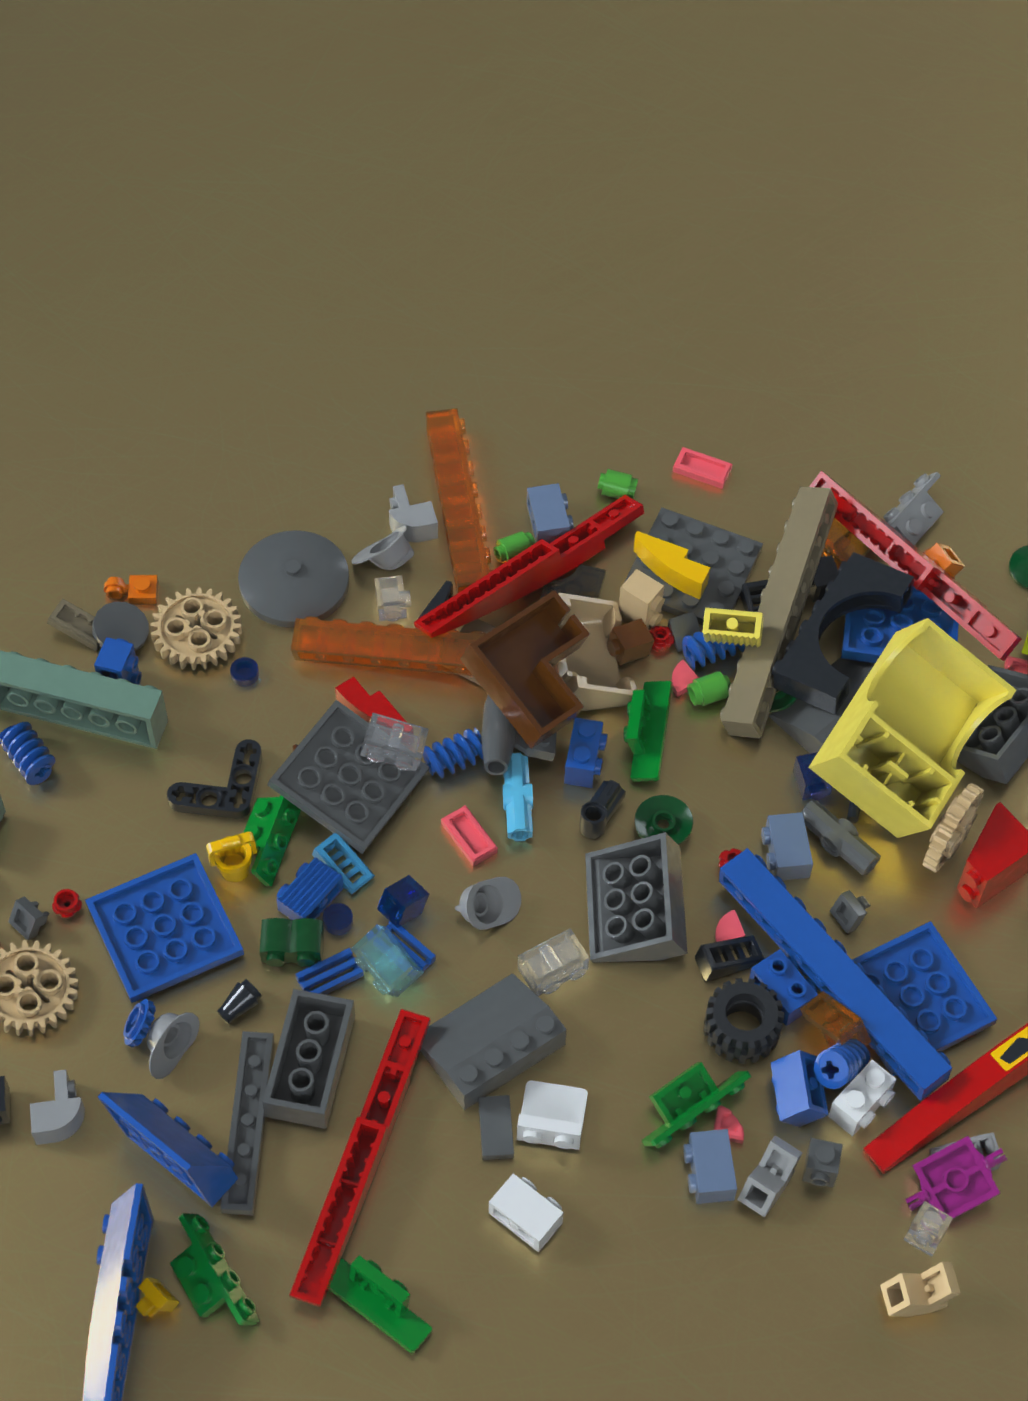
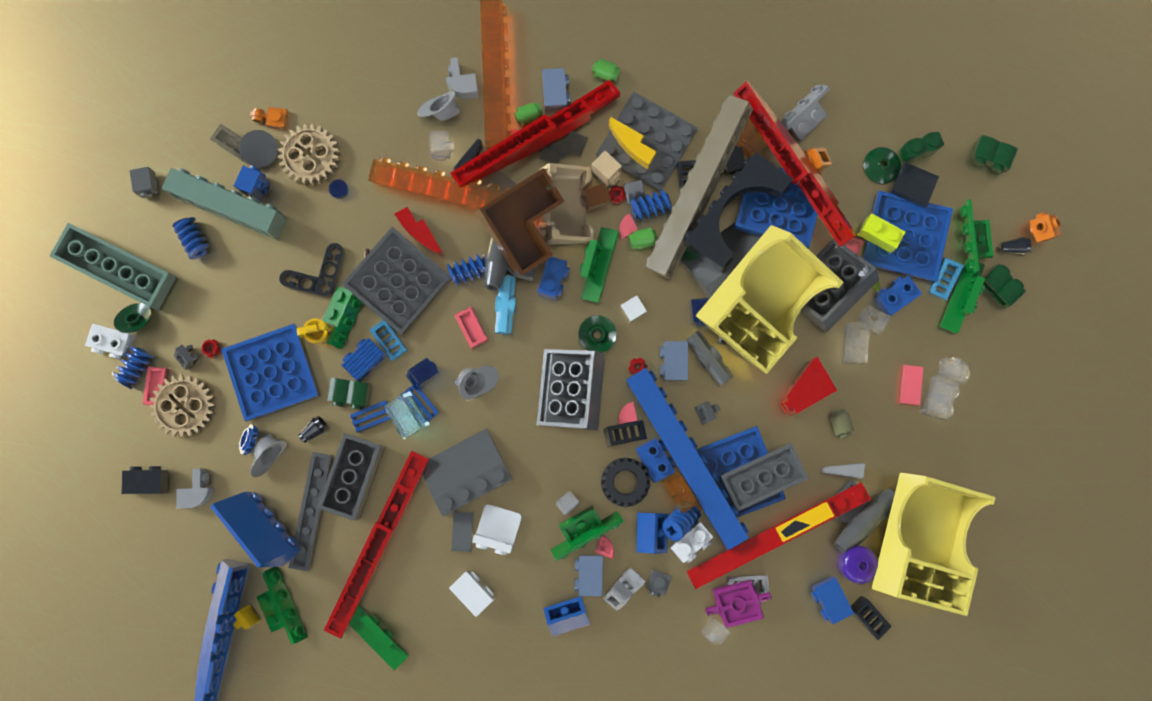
camera: 10 degrees right, 25 degrees up
(293, 577) = (377, 120): dark grey dish -> none
(338, 918) = (380, 378): clear blue tile -> none
(394, 742) = (427, 262): clear brick -> none
(553, 963) = (511, 427): clear brick -> none
(600, 808) = (558, 318): black piece -> none
(660, 1062) = (567, 503): none -> light grey slope
(685, 1229) = (566, 616): none -> blue brick
(702, 467) = (667, 60): coral tile -> none
(711, 784) = (633, 308): none -> white tile
(732, 627) = (662, 203): light yellow brick -> none
(920, 1293) = (702, 671): tan brick -> none
(953, 827) = (783, 368): tan gear -> none
(957, 986) = (764, 477): none -> dark grey plate

